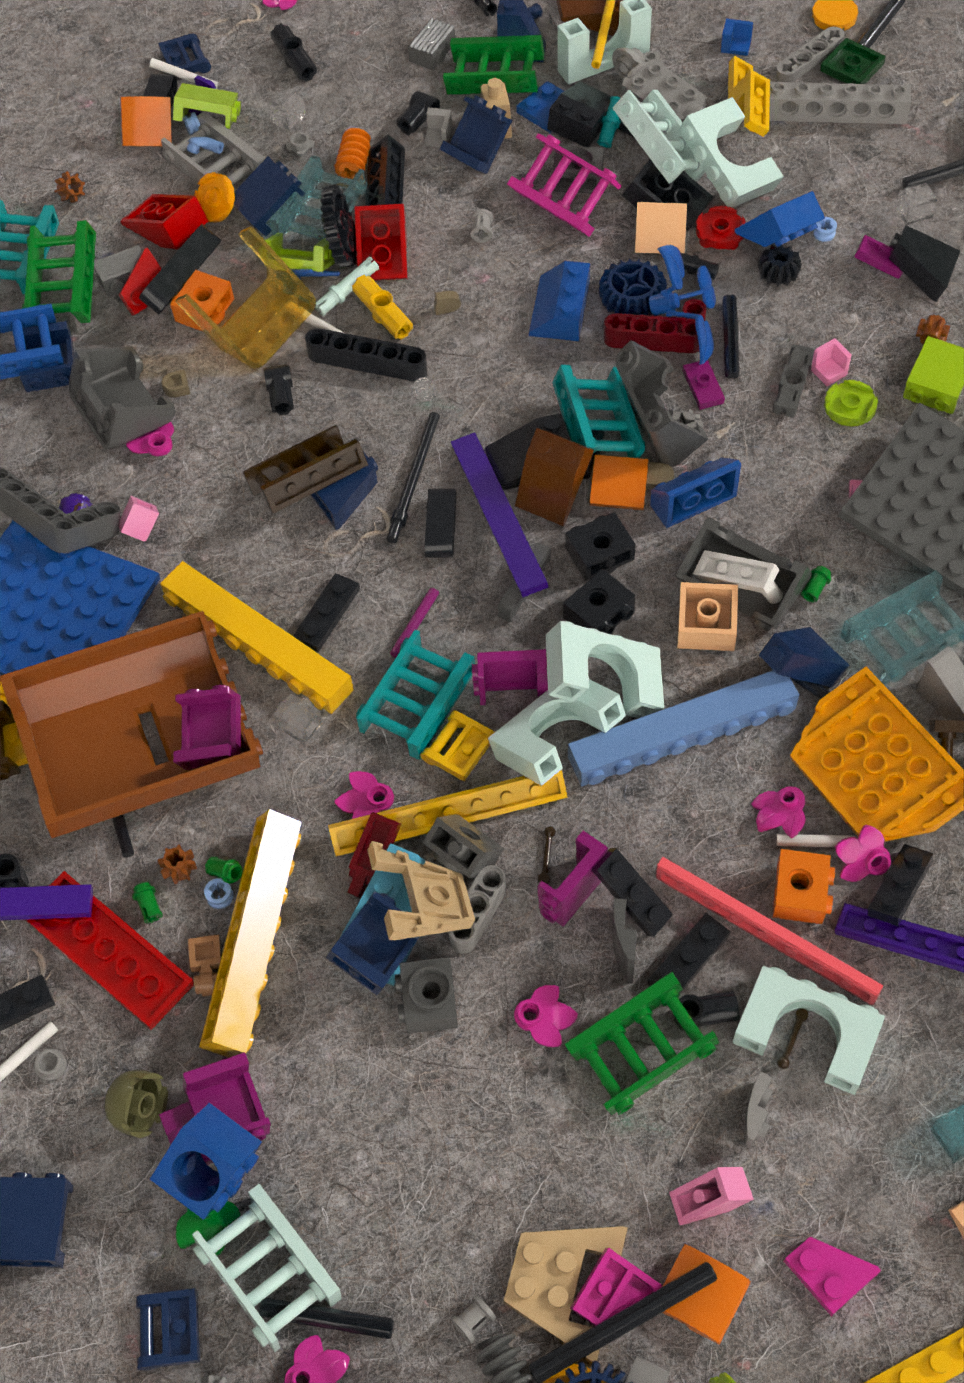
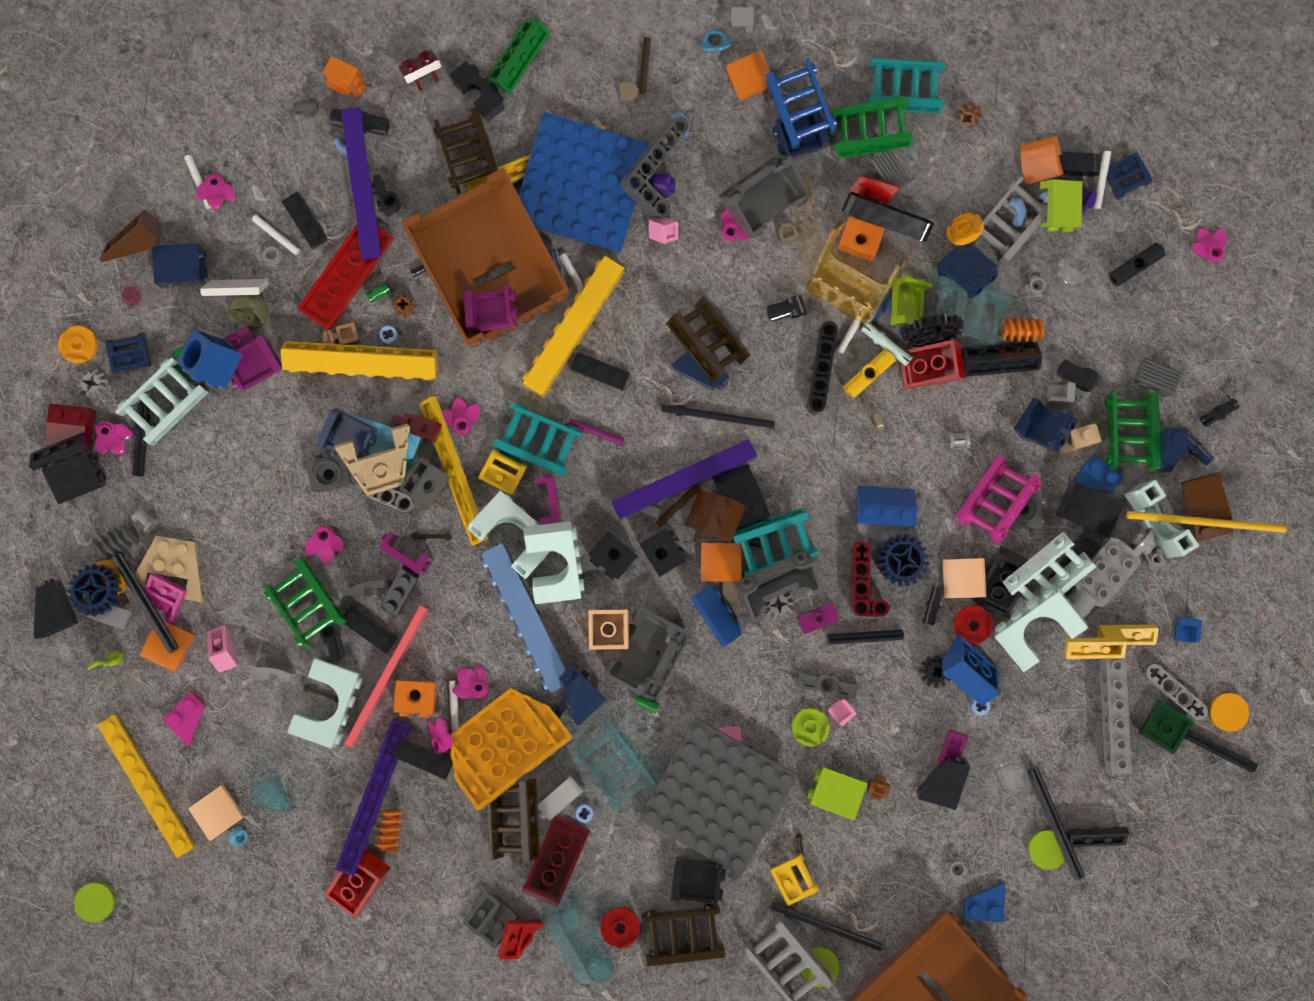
camera: 75 degrees right, 25 degrees up
(67, 1317) = (131, 296): none -> clear pink plate
(91, 1119) = (234, 287): none -> white tile
(166, 219) = (944, 194): red slope -> none
(228, 871) = (400, 337): green pin -> none
(440, 523) = (676, 440): black beam -> none
(535, 533) = (675, 507): none -> dark brown bar
(610, 124) = (1076, 531): teal pin -> none
(667, 302) = (883, 588): blue plant -> none
(740, 571) = (639, 648): white piece -> none

